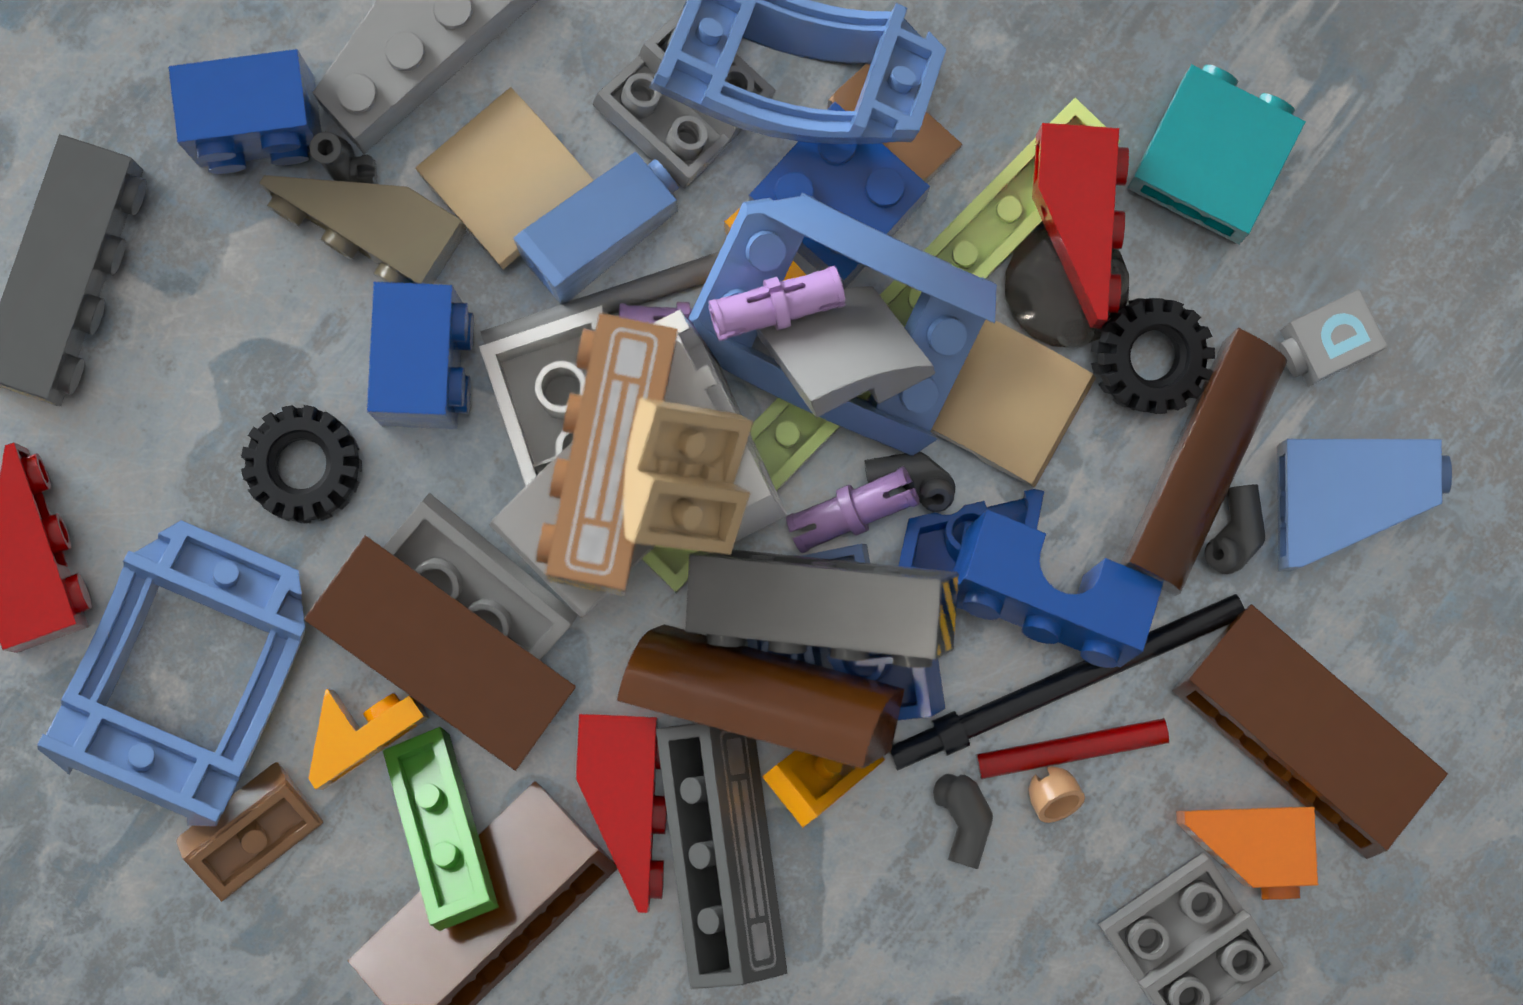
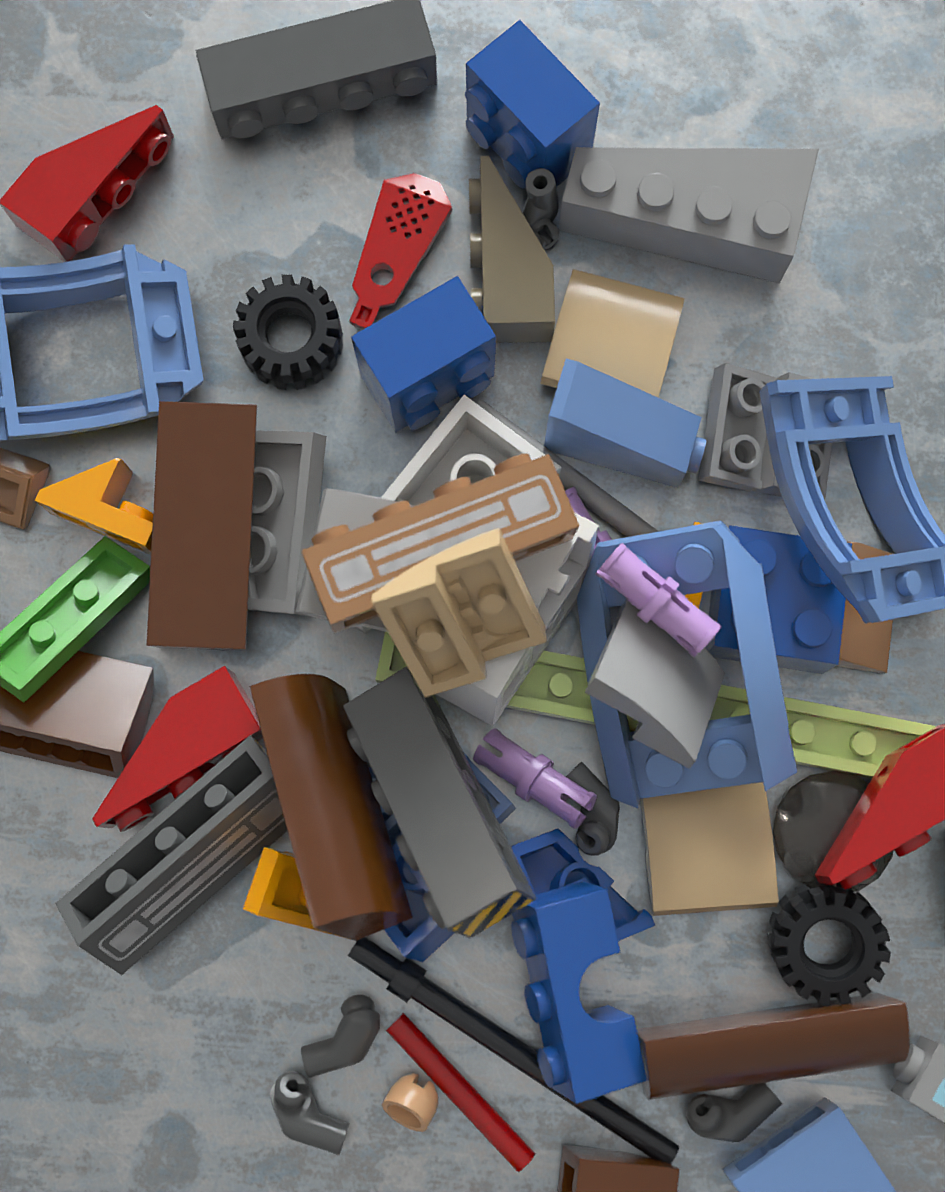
camera: 60 degrees right, 5 degrees down
(284, 316) = (393, 250): none -> red piece
(1006, 897) = (300, 1117): none -> dark grey arm

